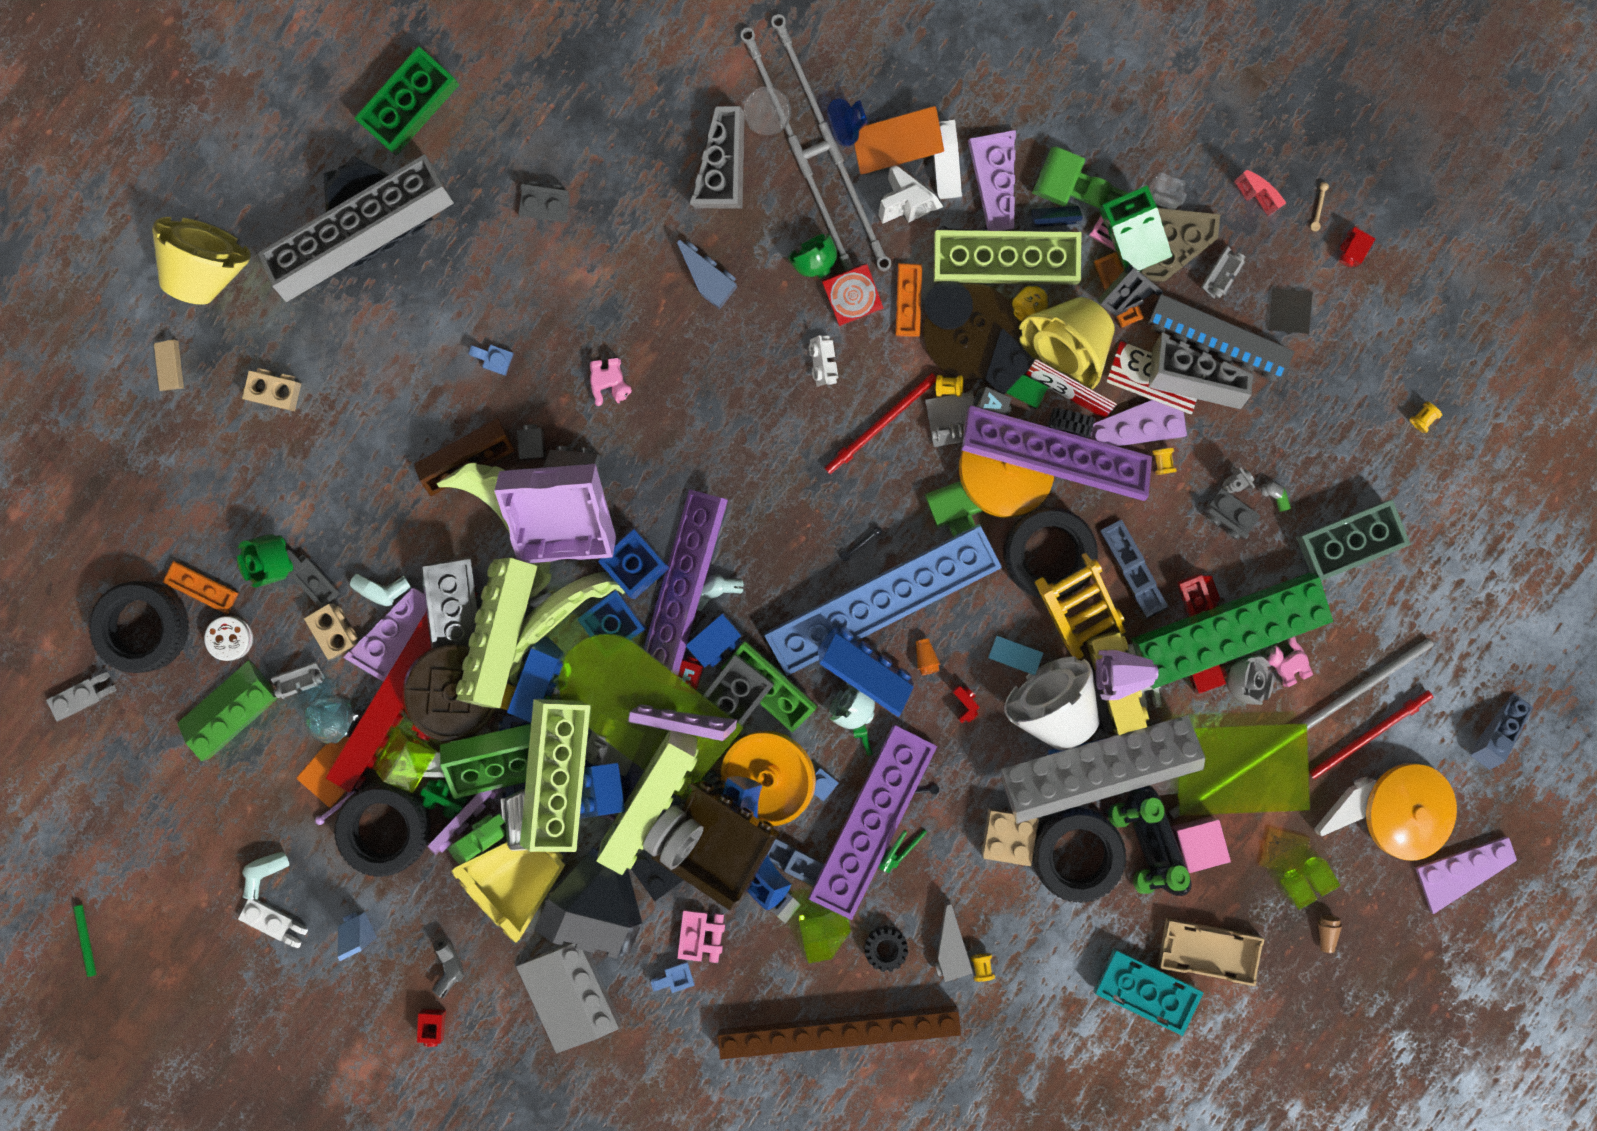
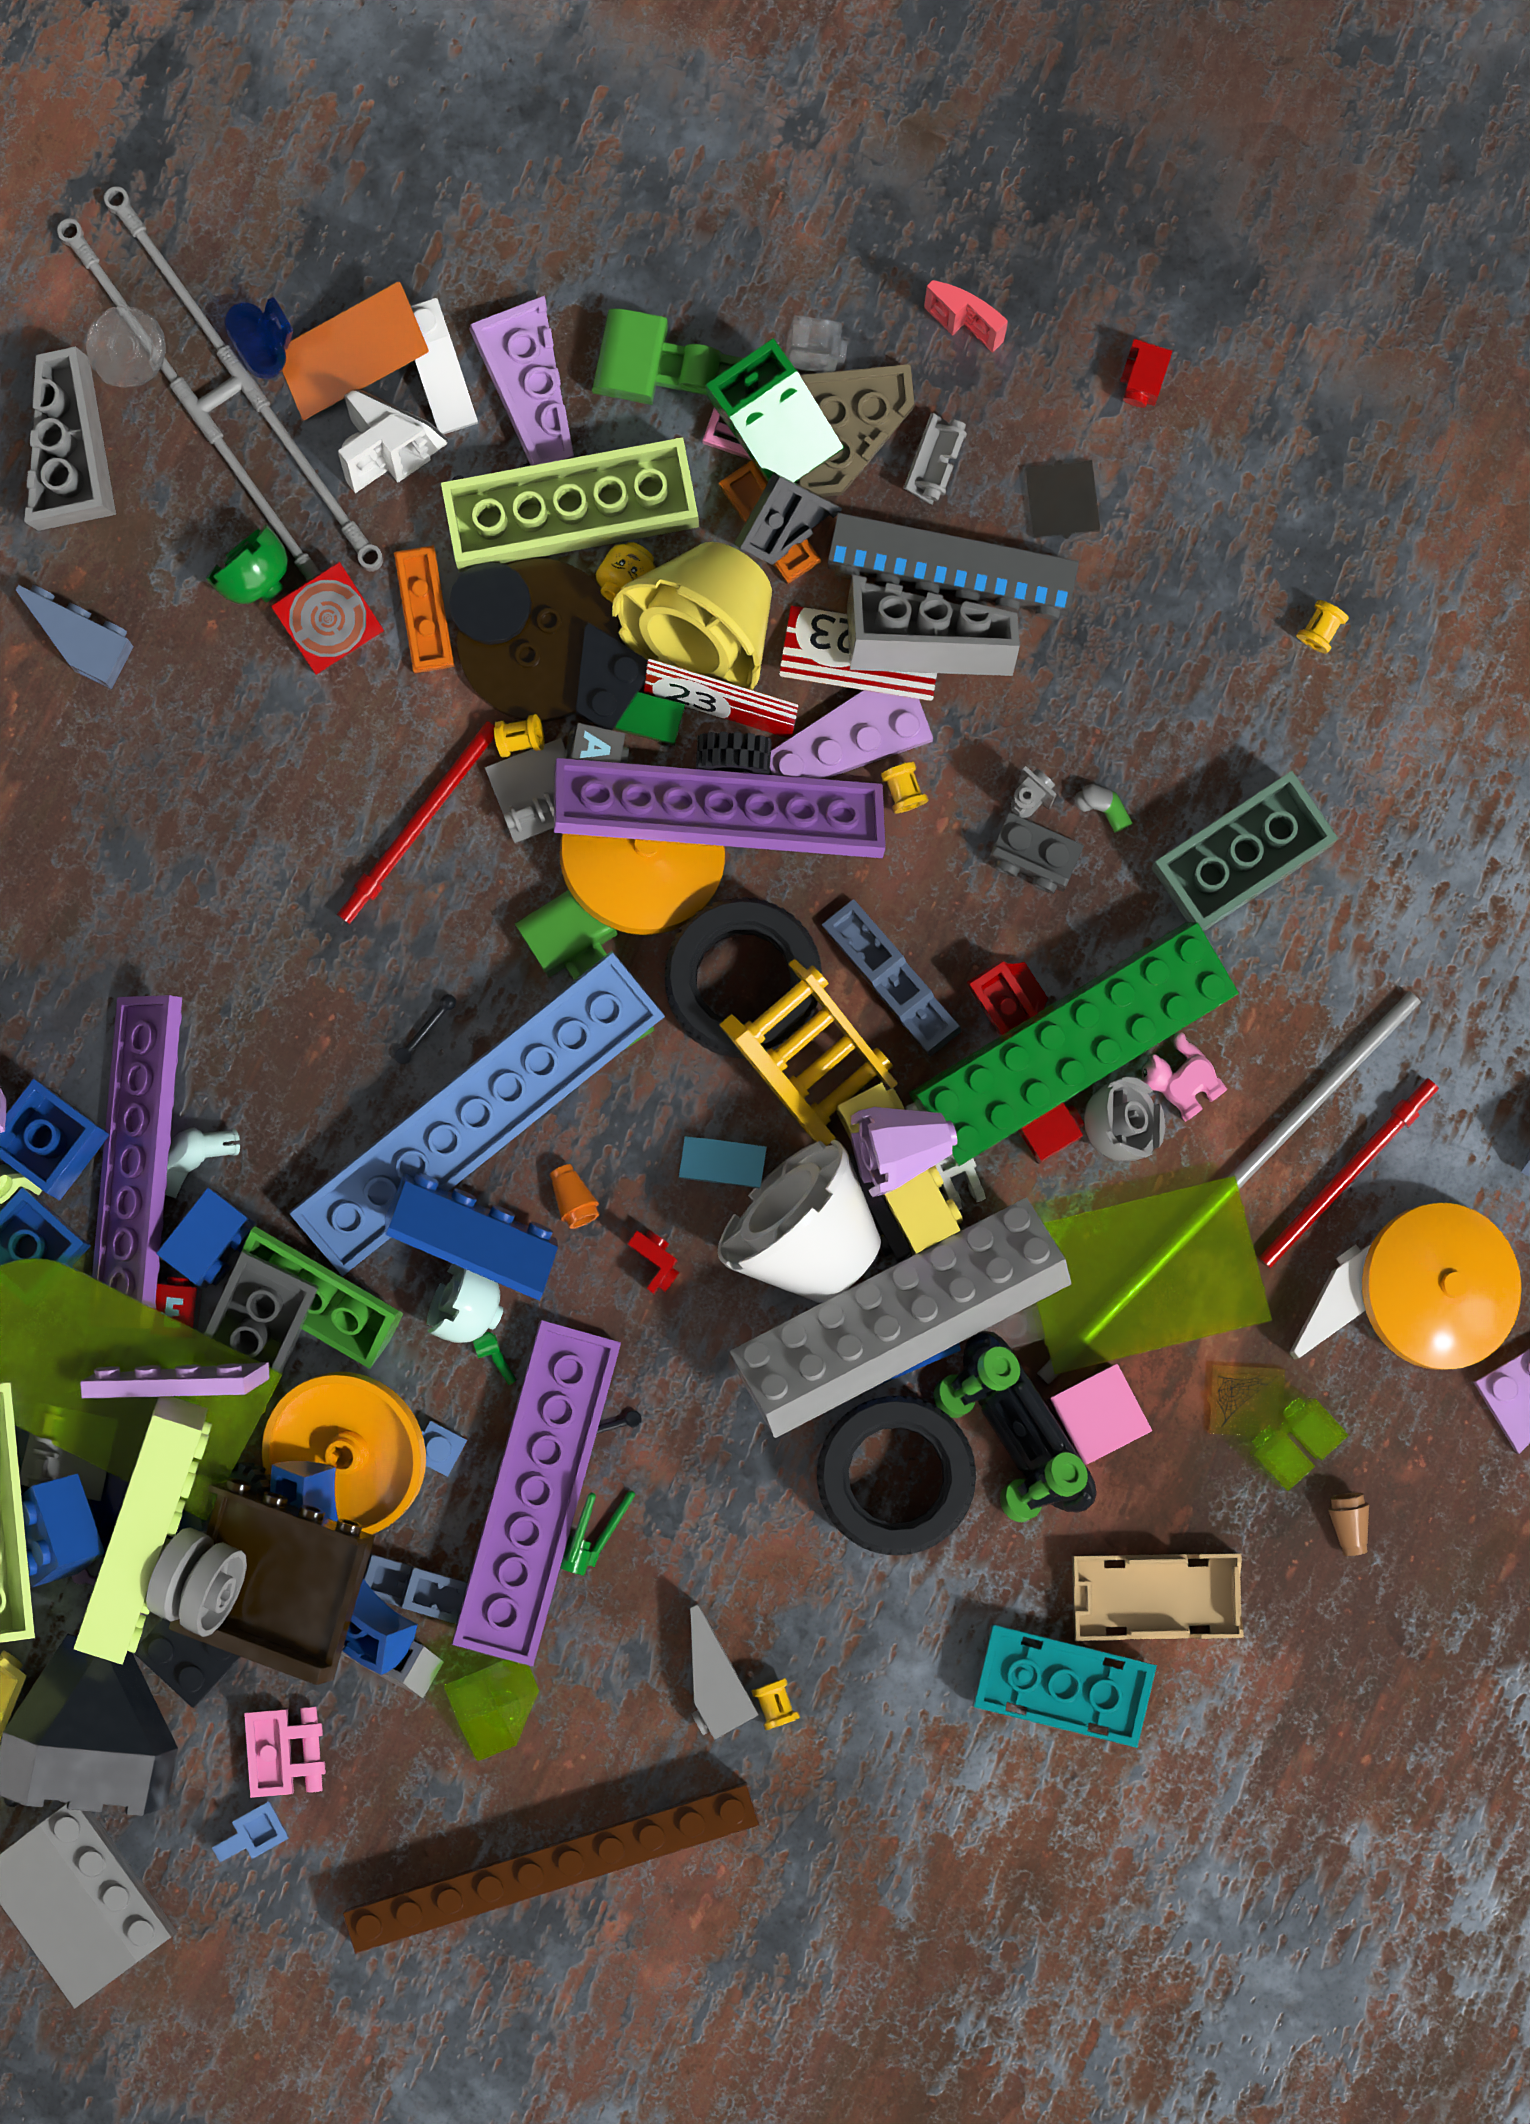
camera: 15 degrees left, 5 degrees down
(823, 371) = (303, 754): white hinge -> none
(886, 934) = (598, 1732): black tyre -> none
(1007, 840) = (773, 1471): tan brick -> none
(1056, 216) = (641, 423): dark blue slope -> none
(1315, 226) = (1073, 352): tan hinge -> none

